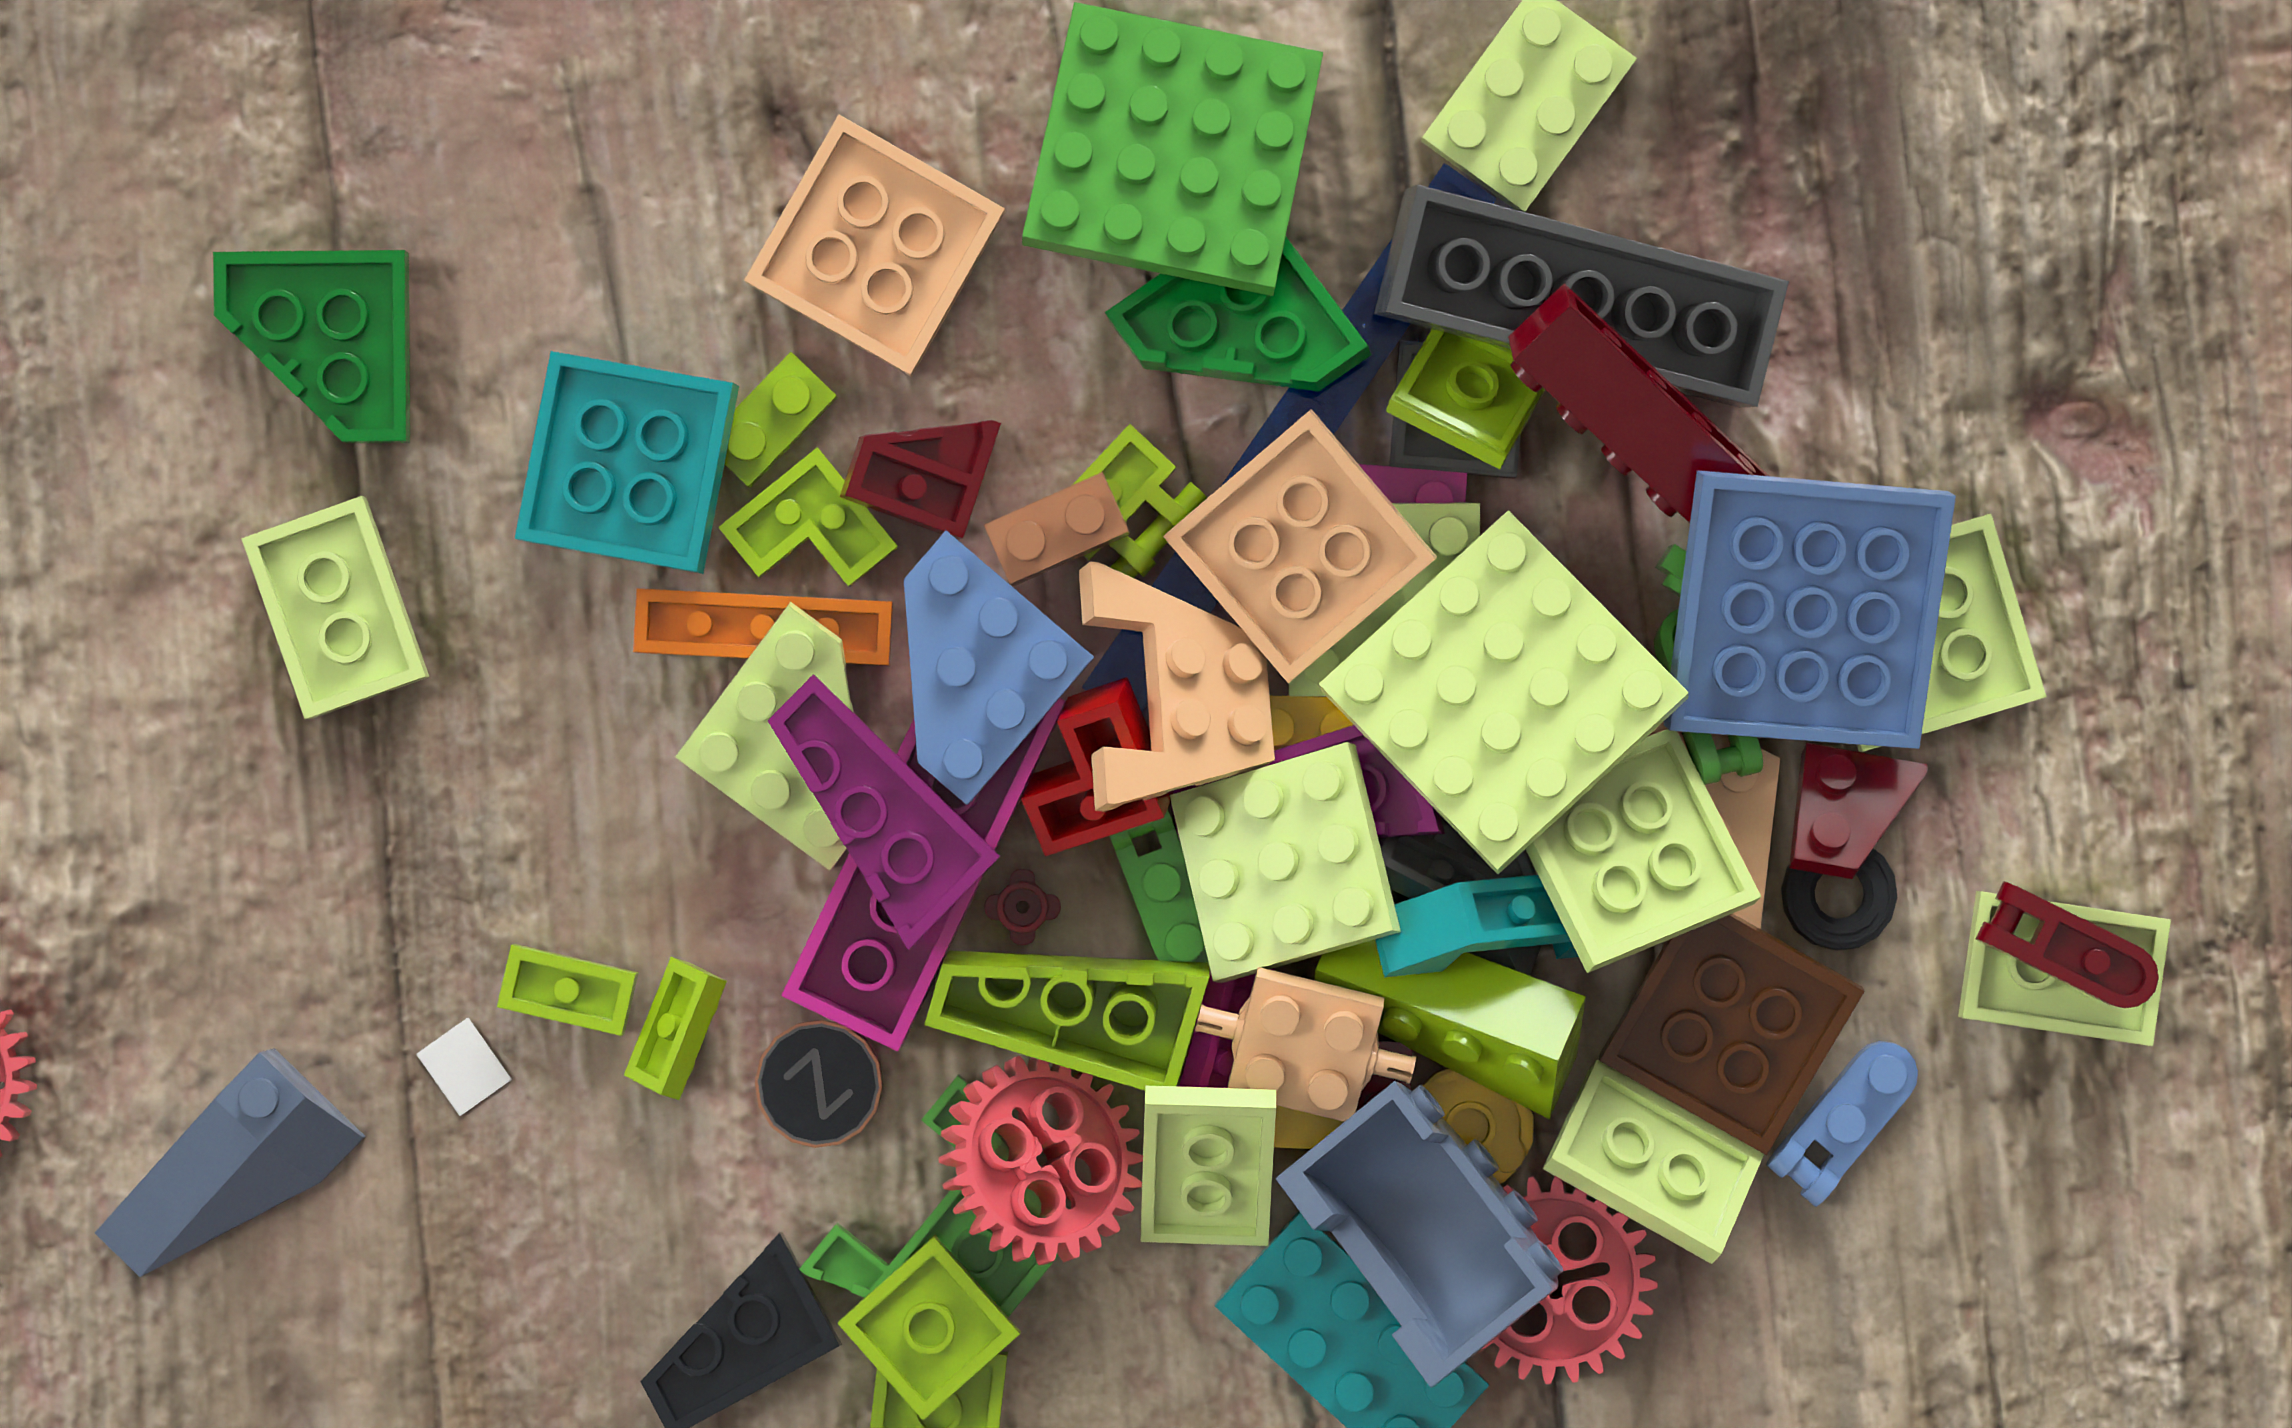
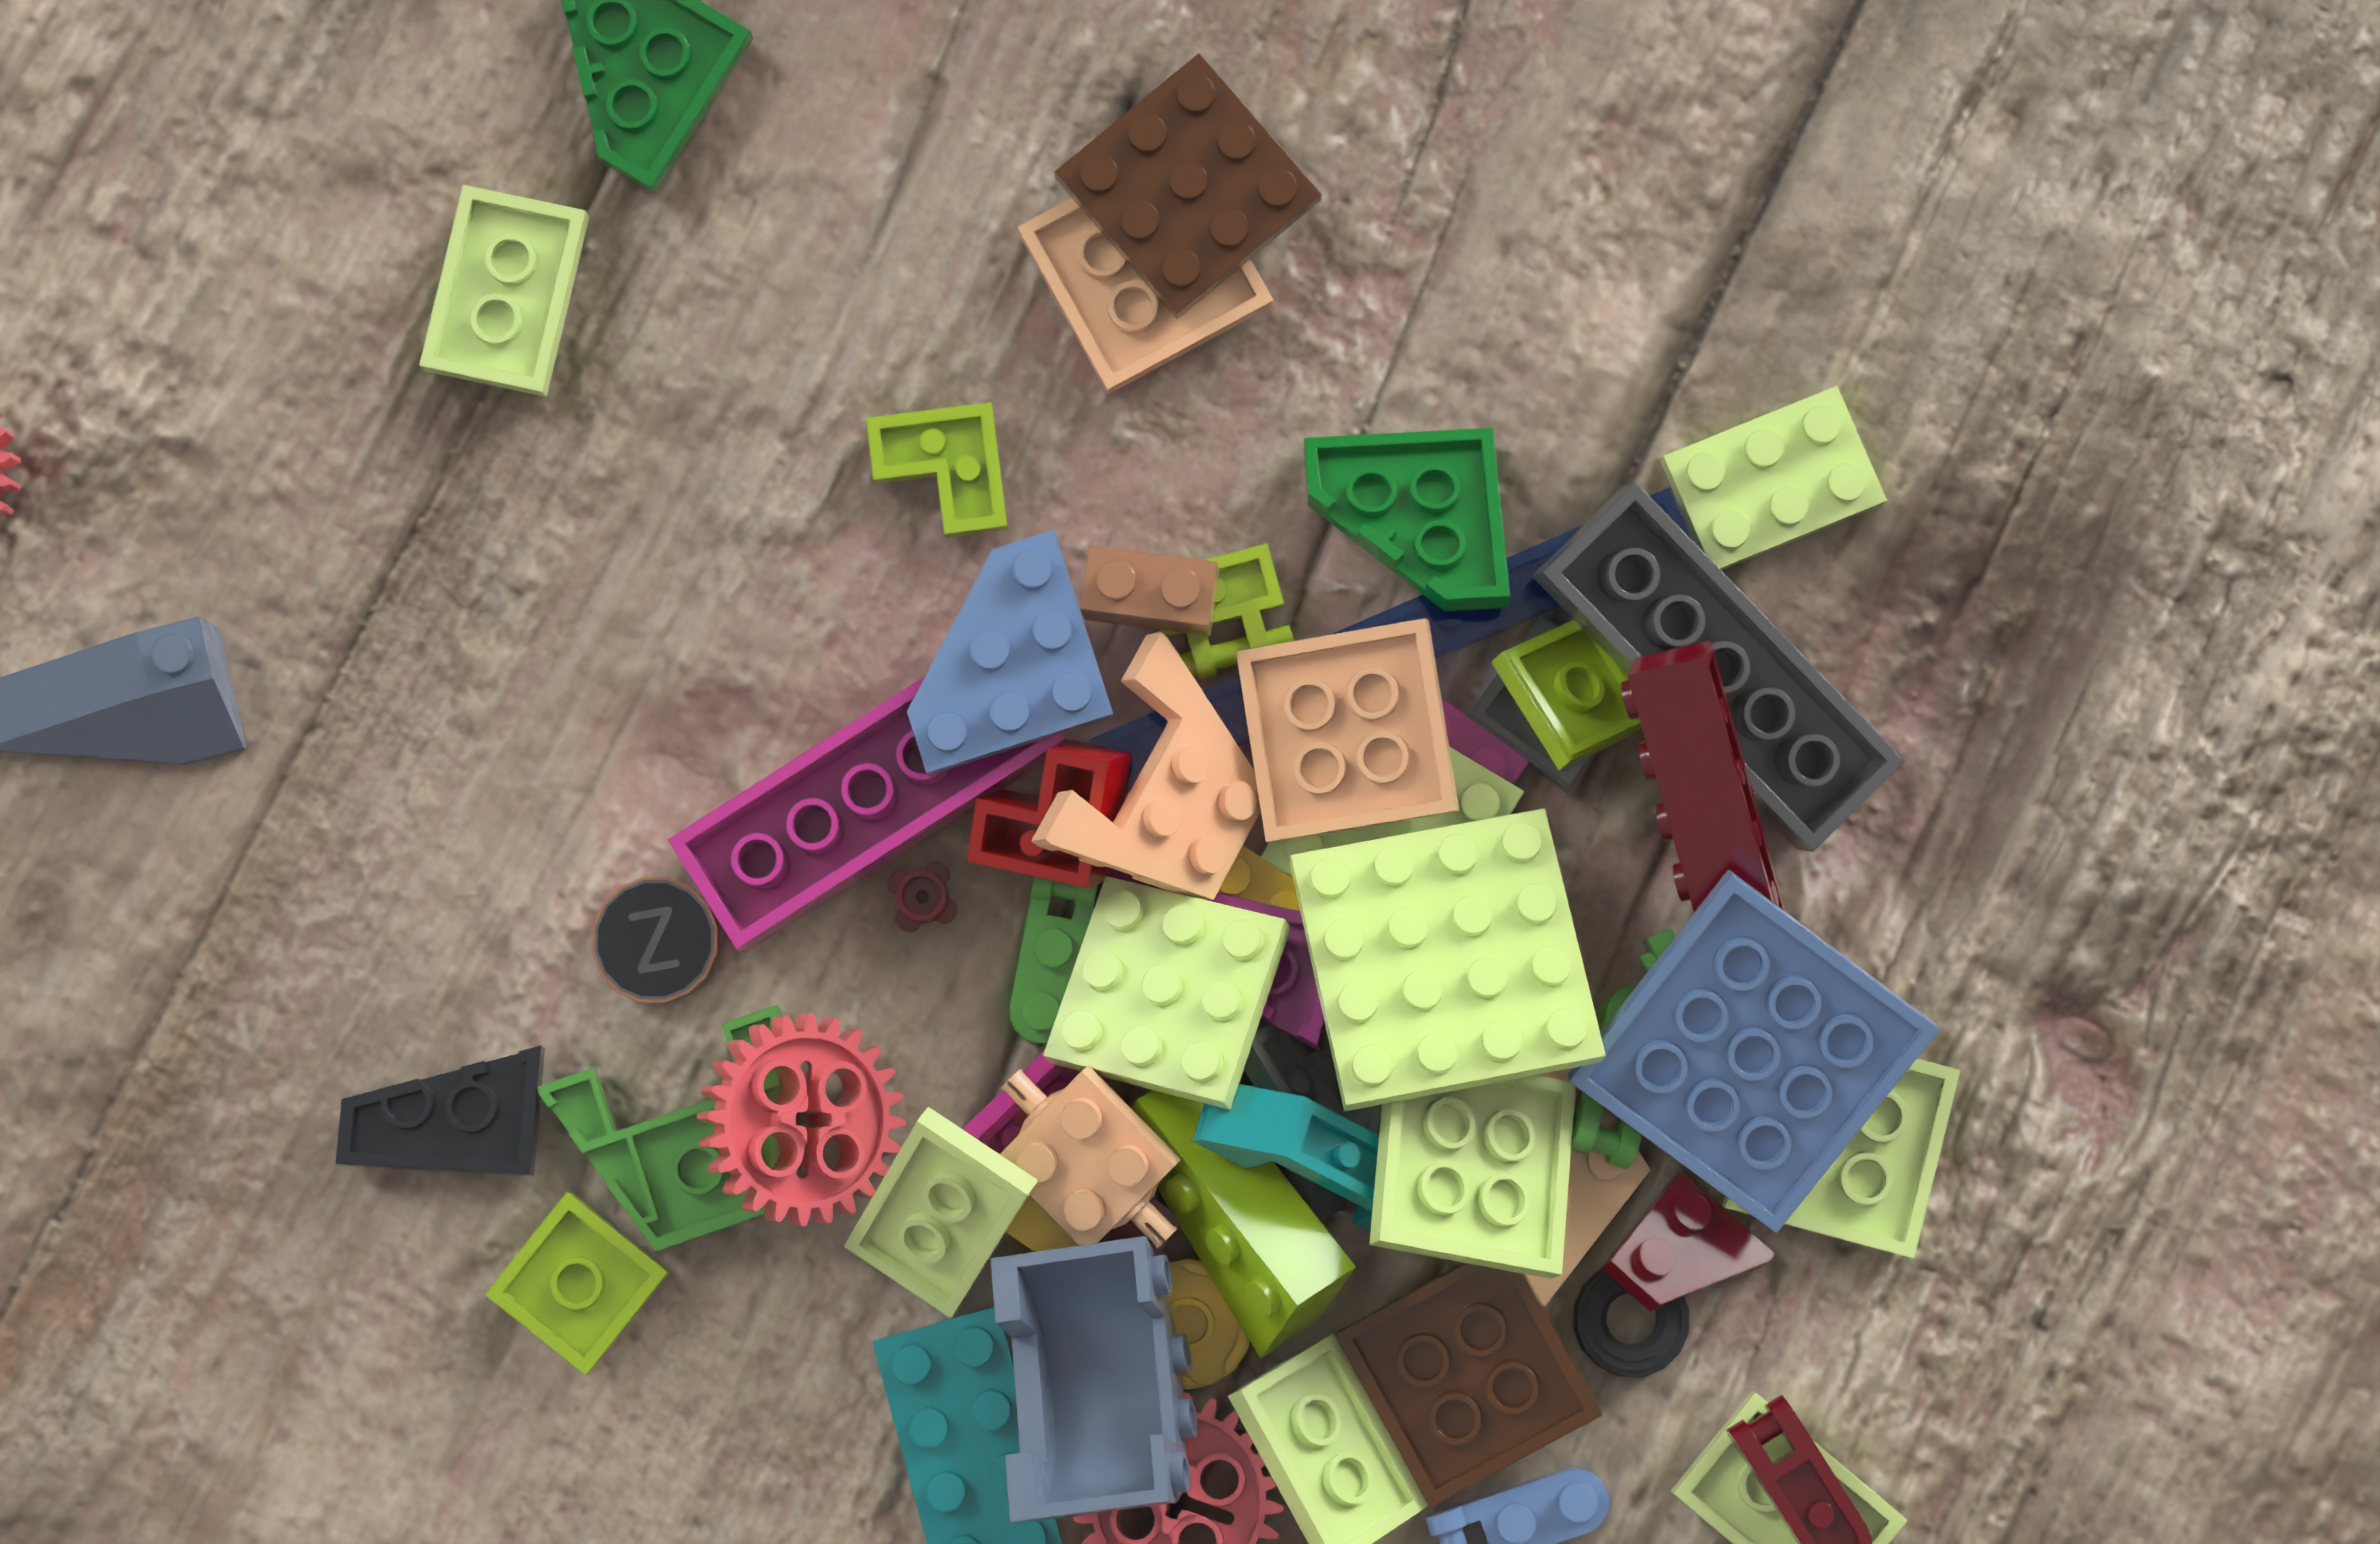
camera: 30 degrees right, 5 degrees down
(464, 1066) = (366, 741): white sticker -> none
(567, 989) = (493, 728): lime plate -> none
(627, 462) = (824, 317): teal plate -> none
(675, 1028) = (563, 817): lime plate -> none
(736, 623) = (851, 525): orange plate -> none
(741, 751) = (812, 630): yellowish green plate -> none
(775, 418) = (966, 358): lime plate -> none
(870, 154) = (1188, 186): none -> reddish brown plate
(892, 823) = (854, 755): magenta wing -> none
(923, 474) = (1065, 478): dark red wing -> none
(929, 1327) = (614, 1204): lime plate -> none
(1081, 1013) = (916, 1017): lime wedge -> none
(1172, 149) = (1445, 336): bright green plate -> none

